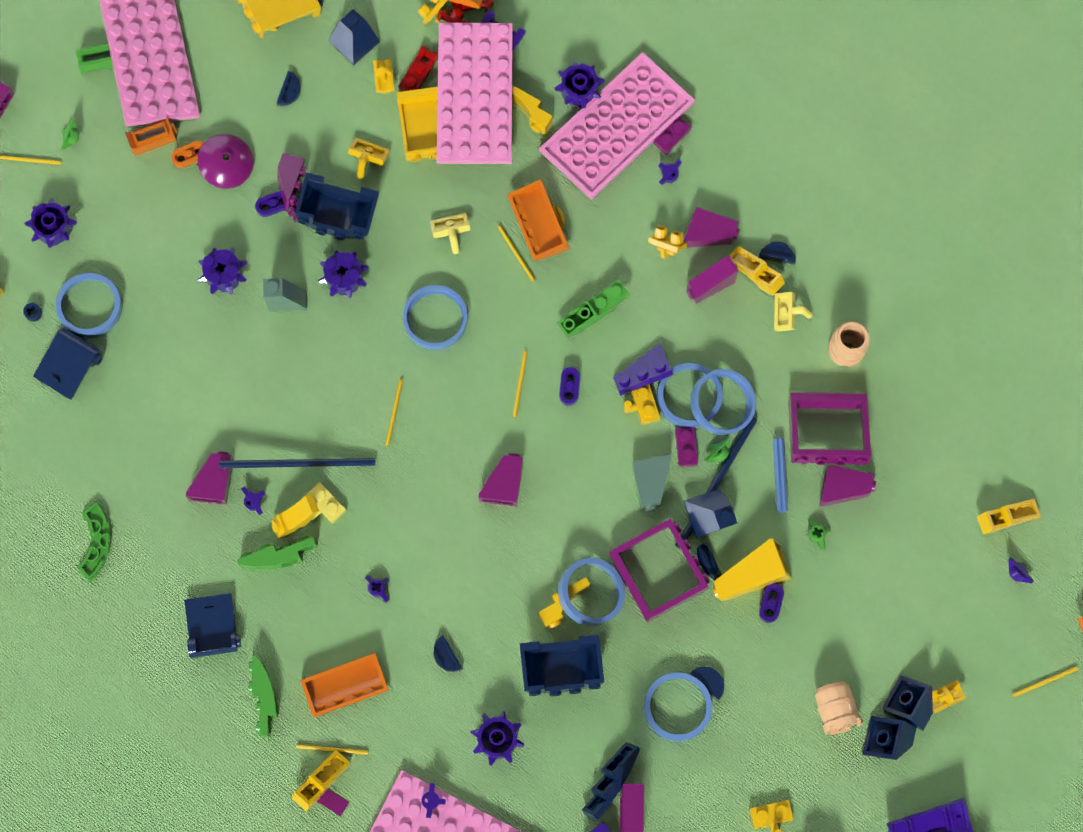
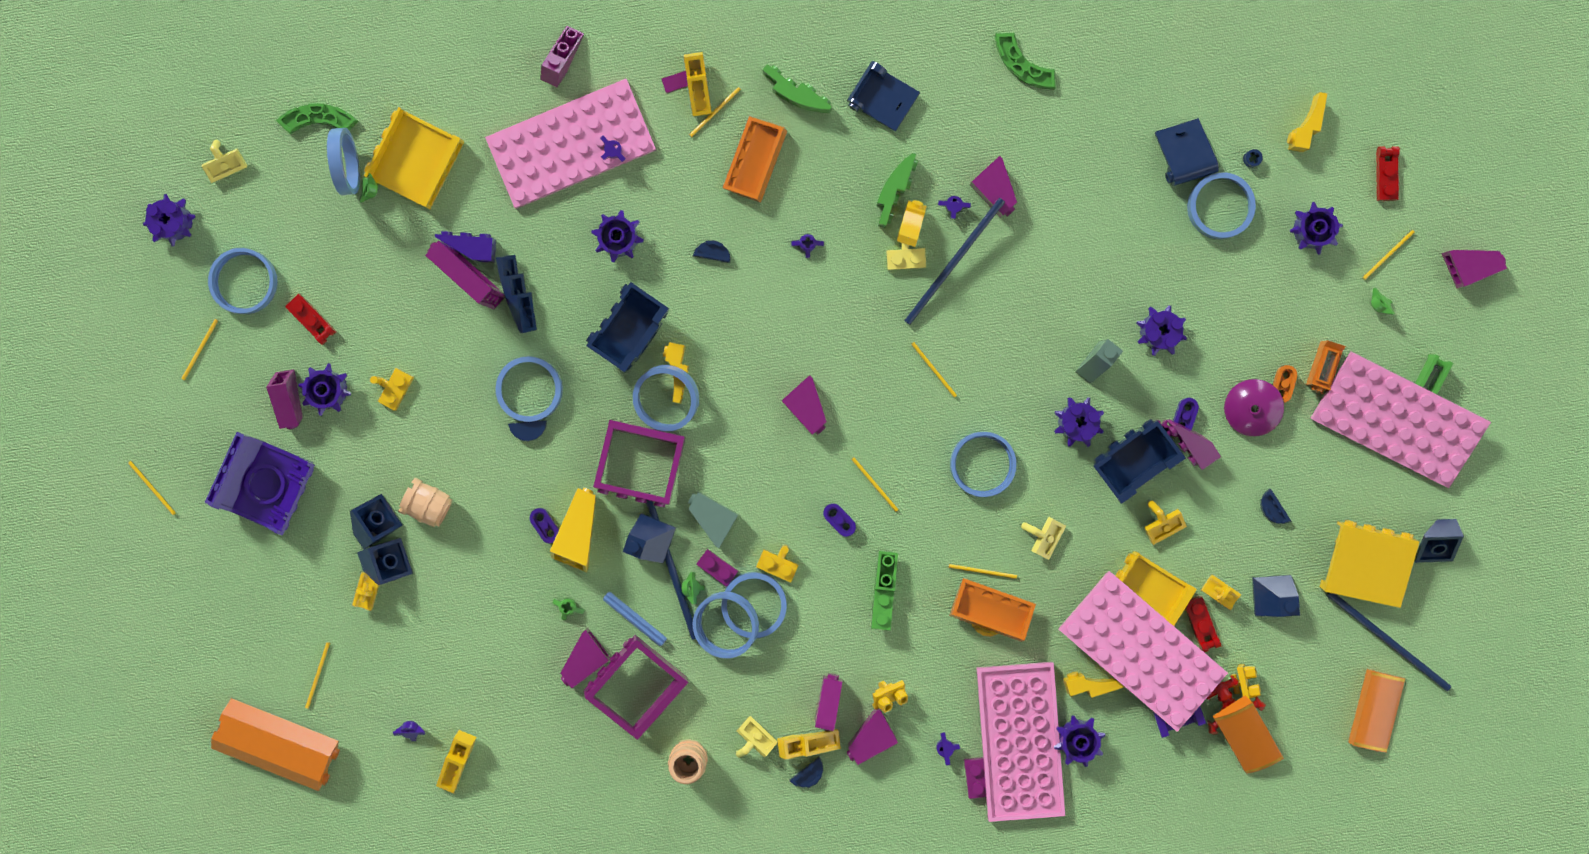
camera: 130 degrees right, 15 degrees up
(644, 371) = (802, 586): dark purple wing -> none
(708, 561) = (617, 506): dark blue tile -> none

